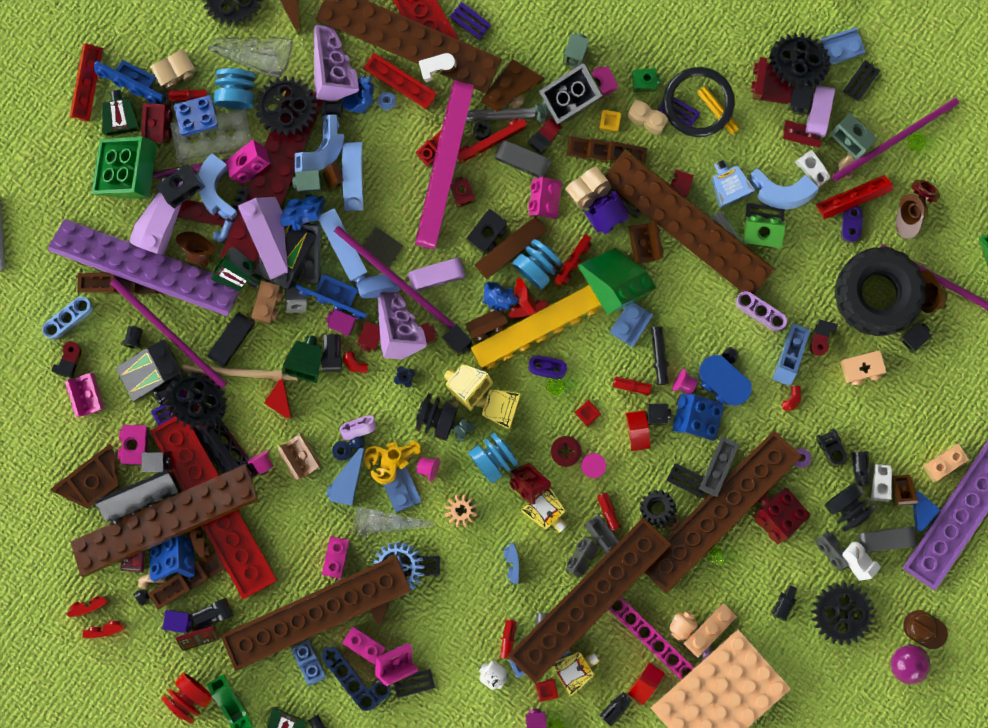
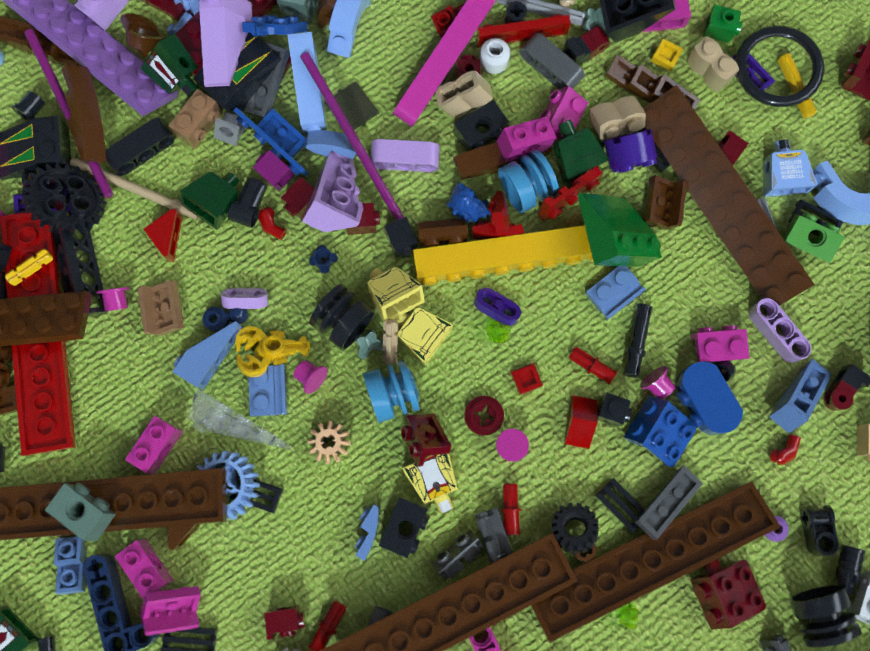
camera: 20 degrees right, 5 degrees down
(187, 335) = (85, 114): none -> reddish brown slope
(190, 461) = (28, 267): none -> yellow axle
(296, 619) = (66, 509): none -> sand green brick
(465, 212) = (464, 94): none -> tan brick
(476, 645) = (284, 621): none -> dark red brick
(478, 422) = (390, 341): none -> tan axle
(479, 165) = (494, 56): none -> white head
(525, 233) = (526, 137): none -> dark pink brick
(534, 563) = (393, 539): none -> black brick
(566, 226) = (577, 151): none -> dark green torso
(720, 338) = (721, 345): none -> dark pink bracket

